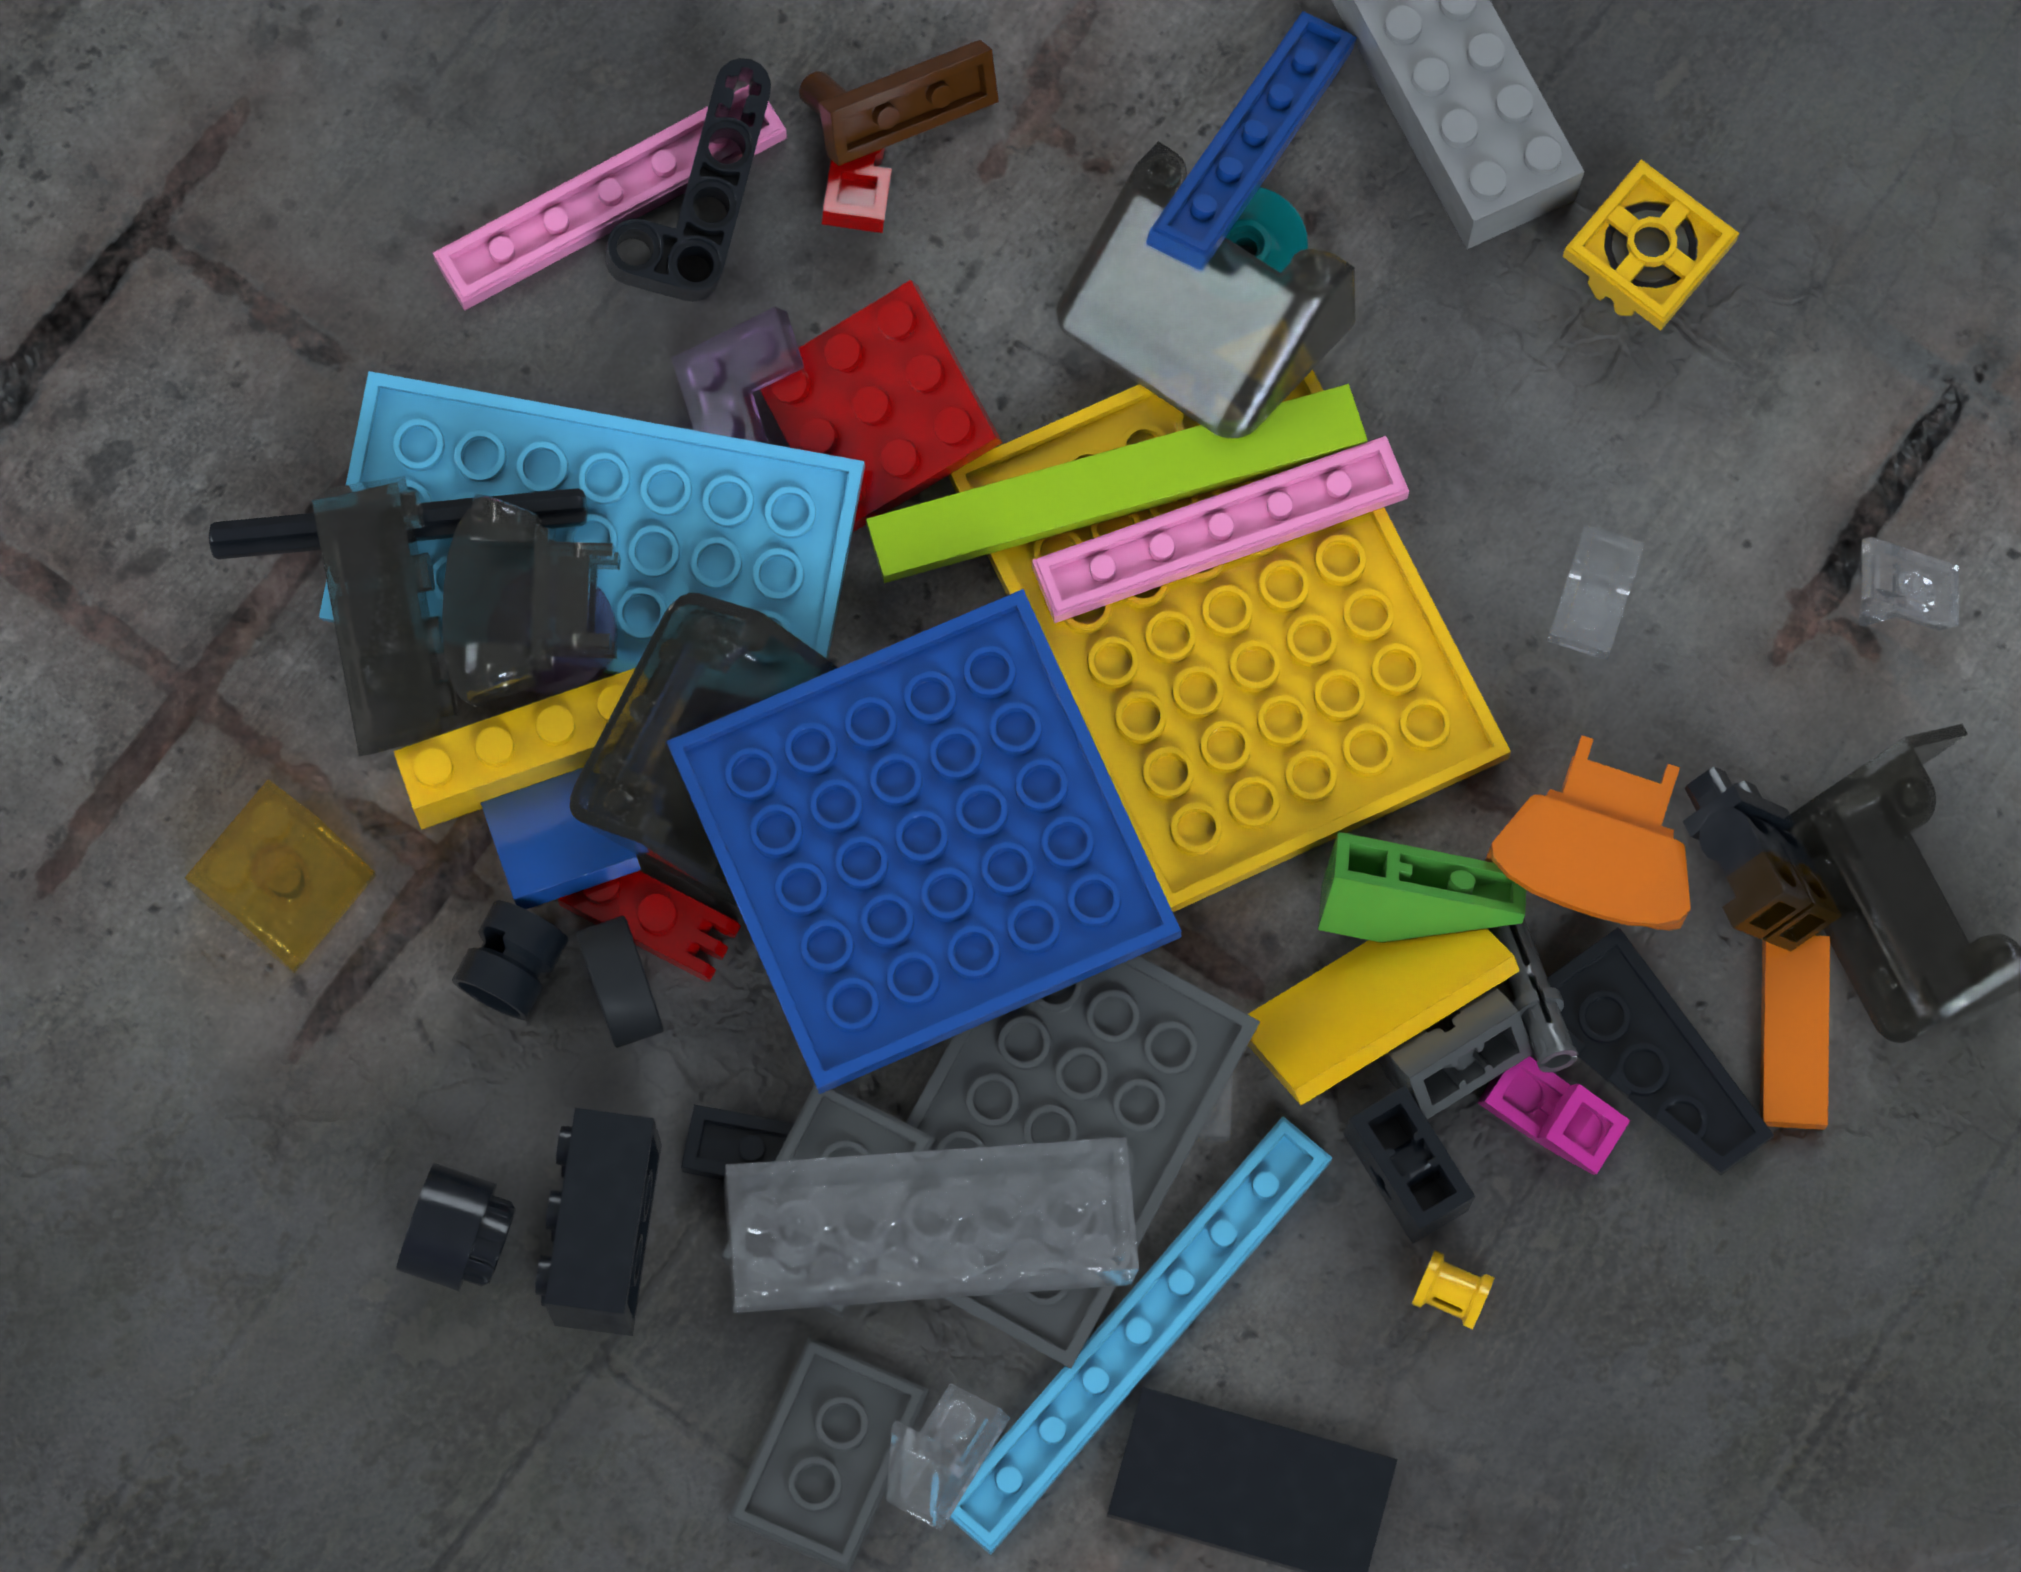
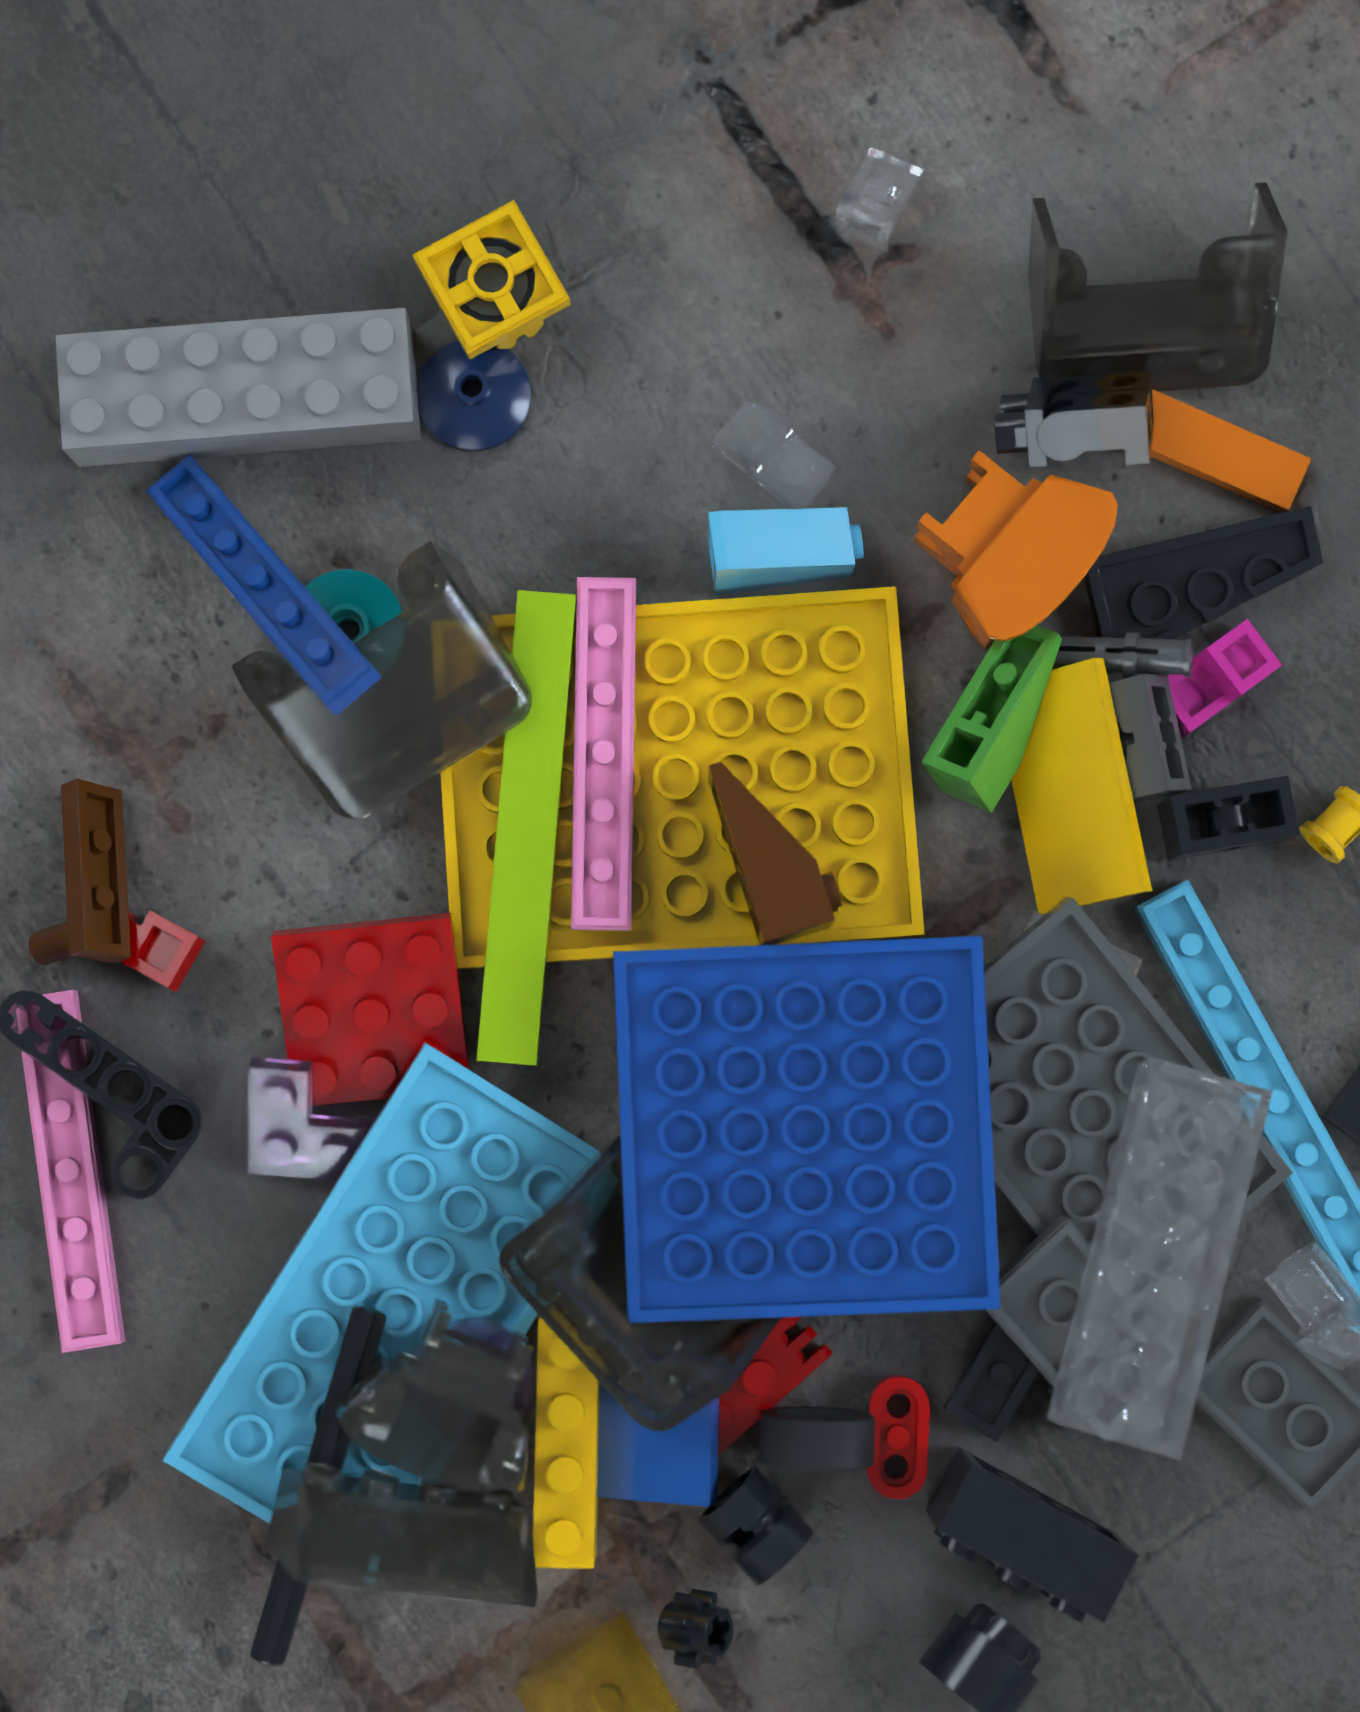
camera: 65 degrees left, 10 degrees up
(387, 939) = (695, 1628): none -> black gear
(648, 1067) = (899, 1435): none -> red plate
(1159, 721) = (775, 871): none -> reddish brown slope
(1499, 619) = (780, 547): none -> medium azure slope
(1527, 306) = (480, 420): none -> dark blue dish

